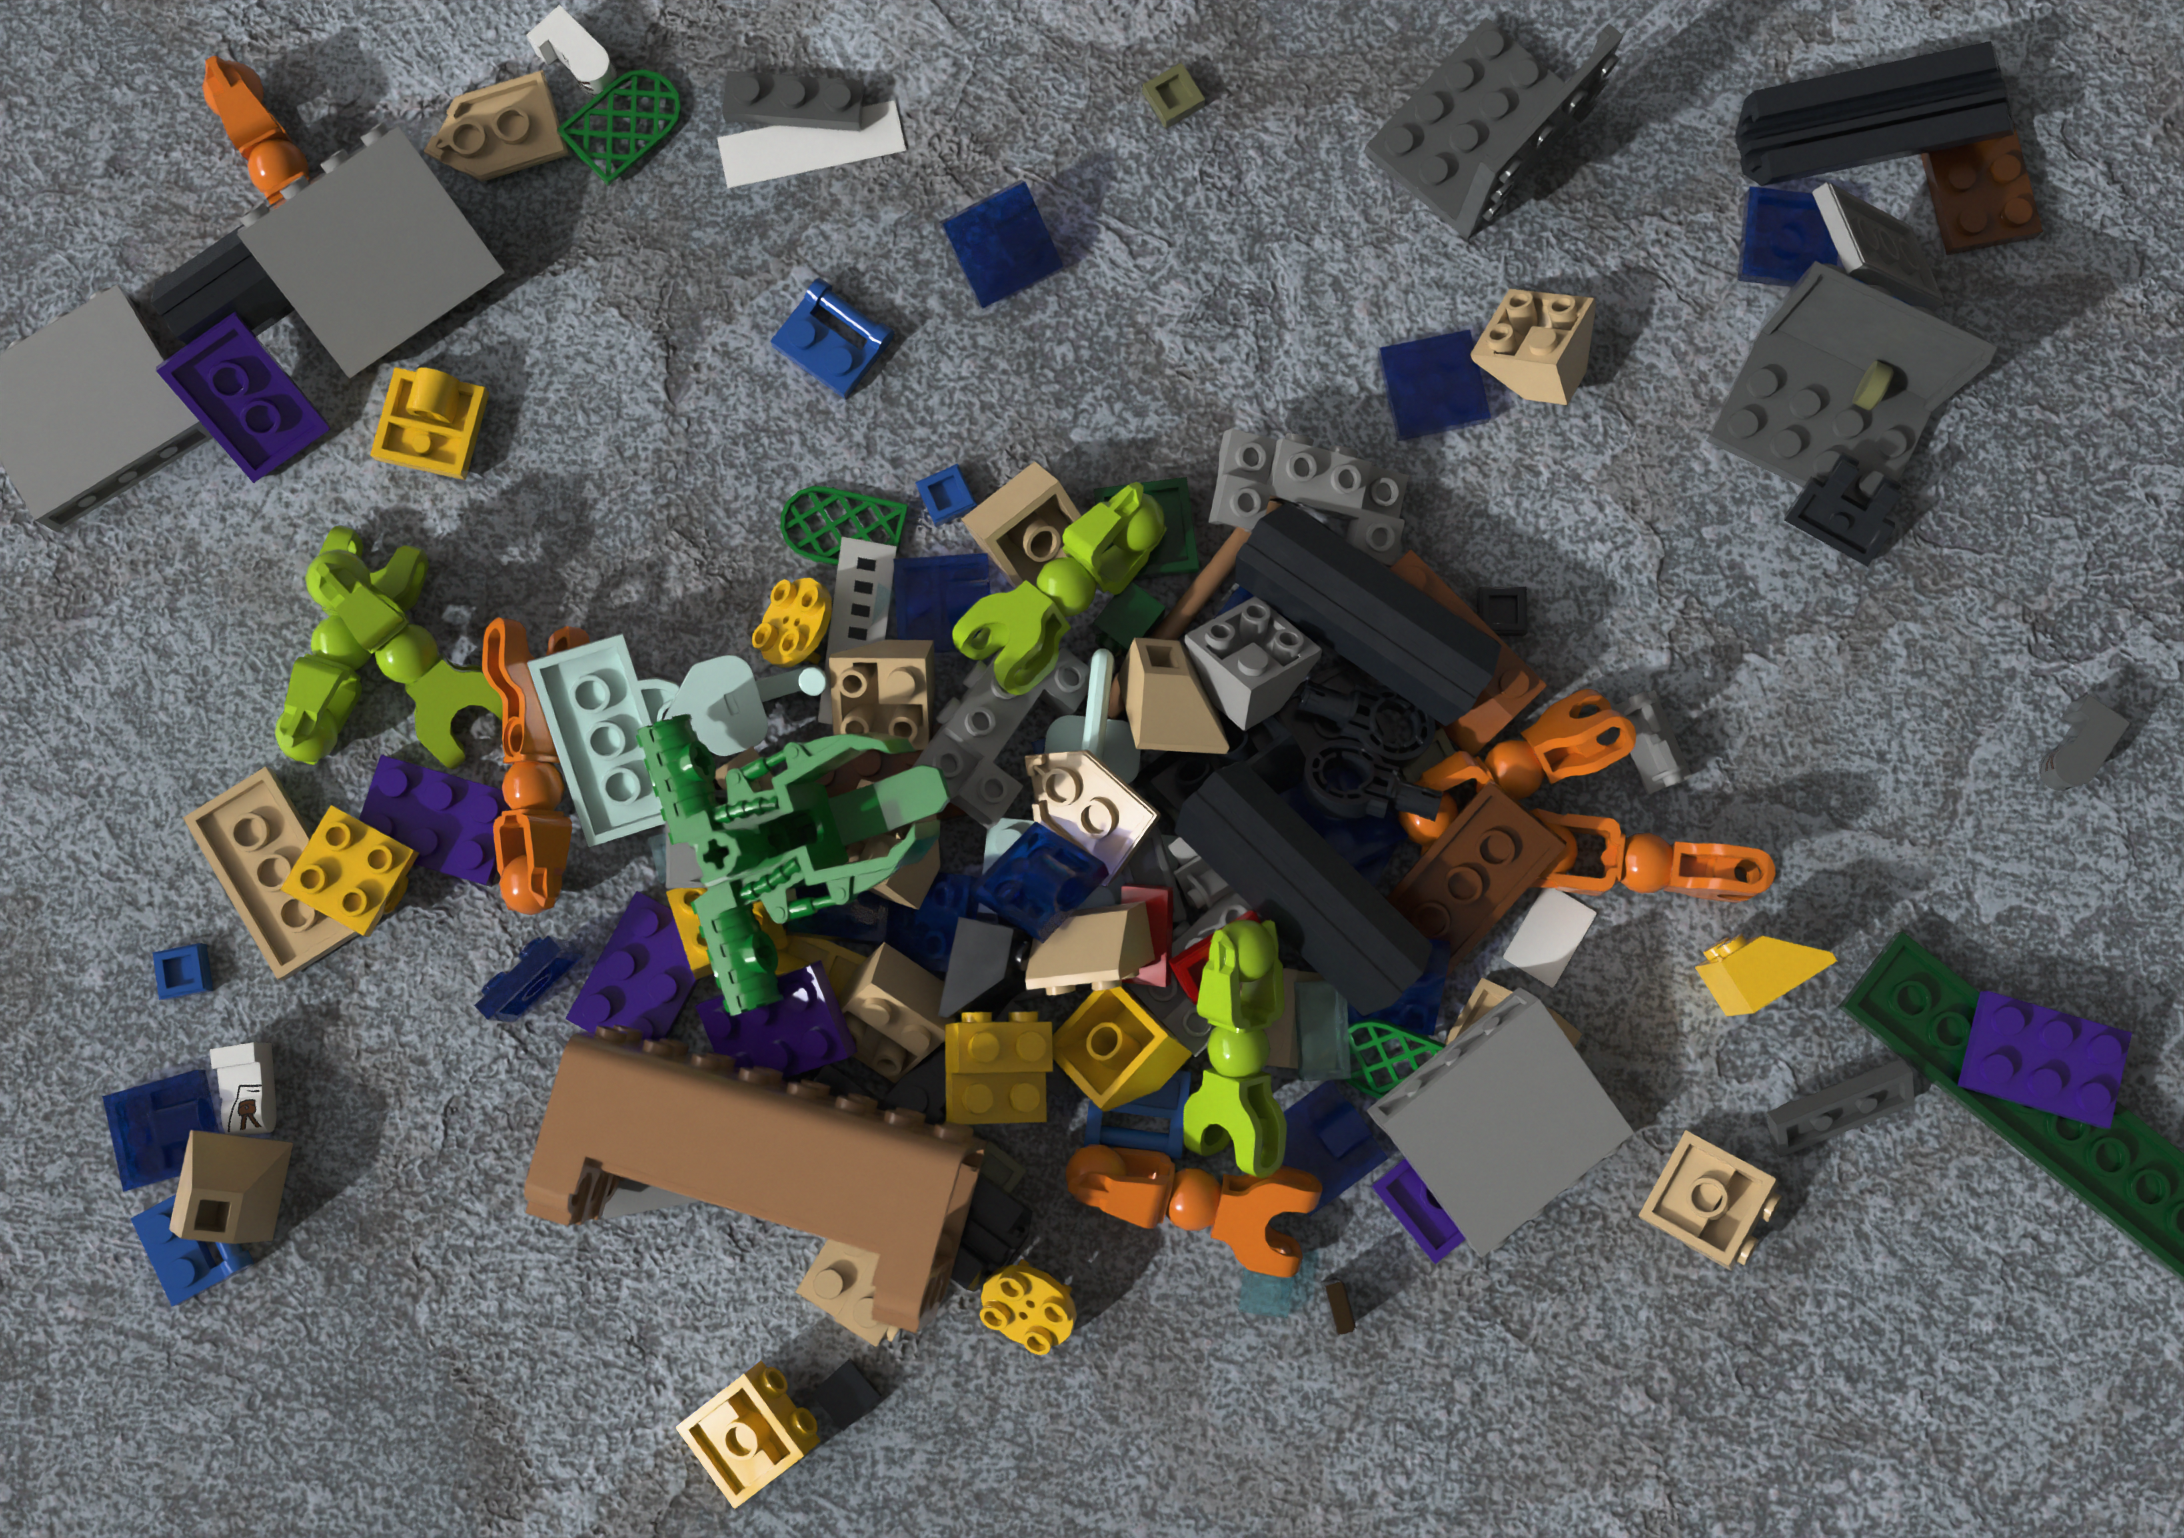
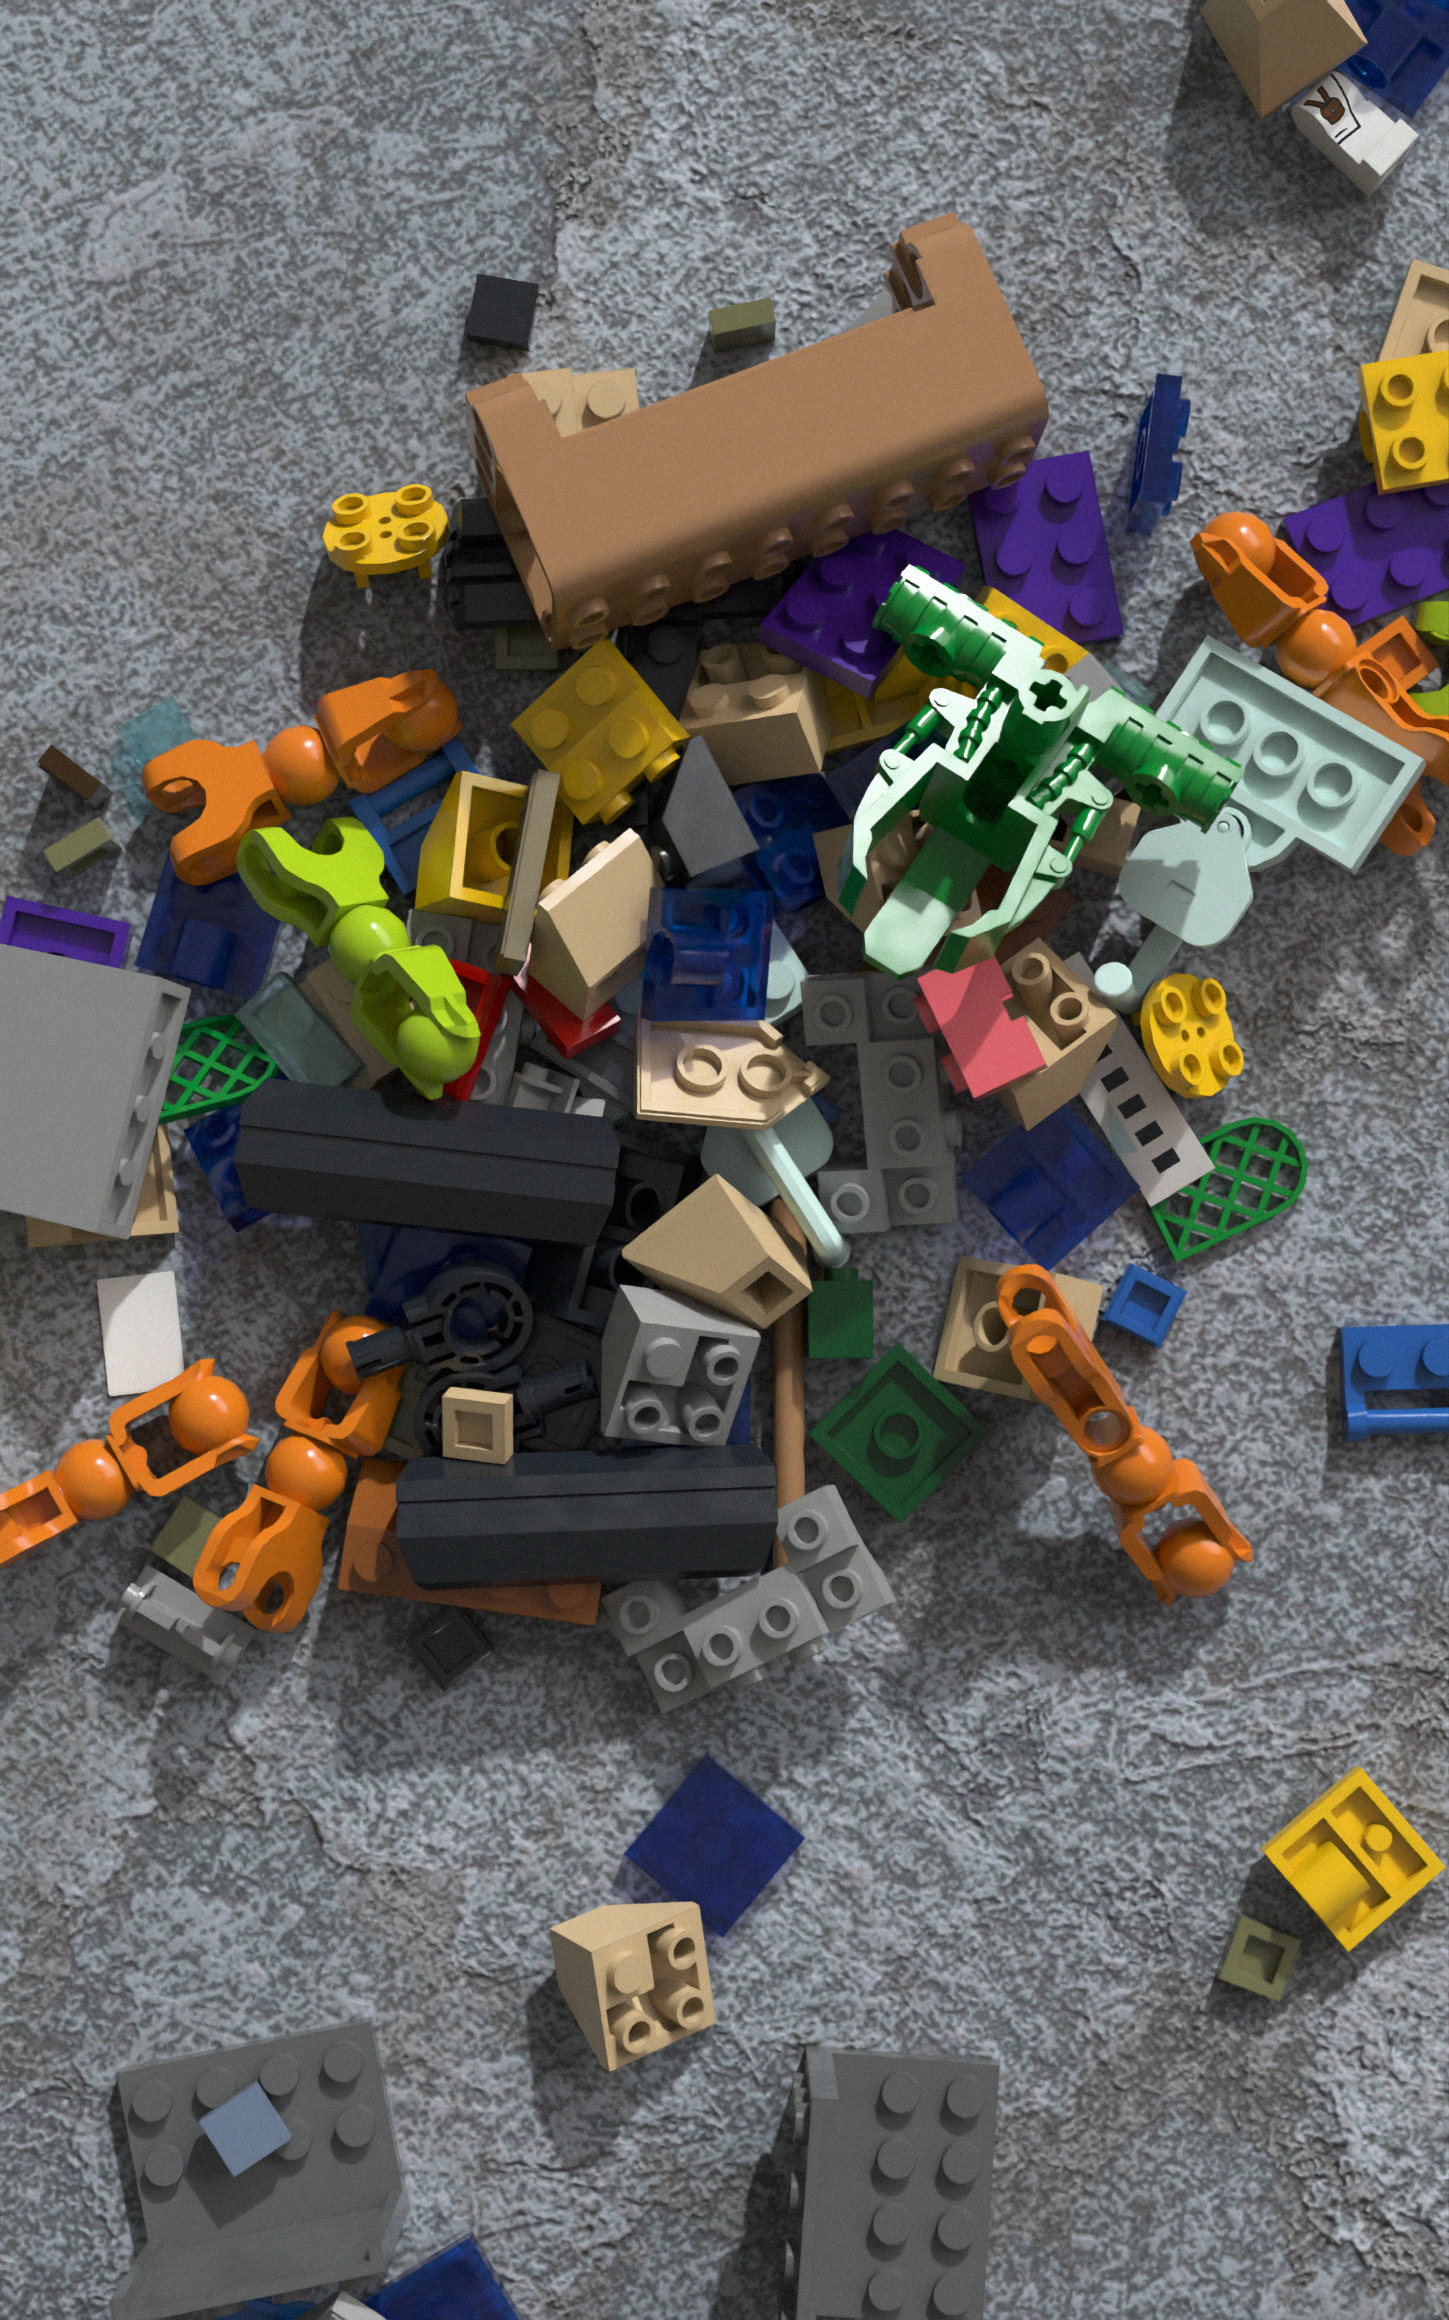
camera: 140 degrees right, 5 degrees up
(486, 750) = (1401, 653): none -> orange plate
(708, 1264) = (742, 325): none -> olive tile
(750, 1433) = (568, 199): yellow plate -> none
(918, 694) = (984, 1042): none -> coral brick
(1001, 243) = (1307, 1628): clear blue plate -> none
(1028, 405) = (1125, 1457): none -> orange piece
(1033, 618) = (920, 1361): lime piece -> none
(1078, 106) = (1352, 1857): none -> yellow plate
(1109, 1014) = (526, 873): none -> dark tan tile
(1366, 1257) = (82, 849): none -> olive tile
(1392, 713) = (477, 1425): none -> tan plate
(1475, 870) = (265, 1325): reddish brown plate -> none
(1609, 789) = (186, 1534): none -> olive tile
(1829, 426) = (245, 2128): none -> sand blue tile
(1841, 521) = (154, 2033): black plate -> none
(1873, 385) = (230, 2212): olive tile -> none

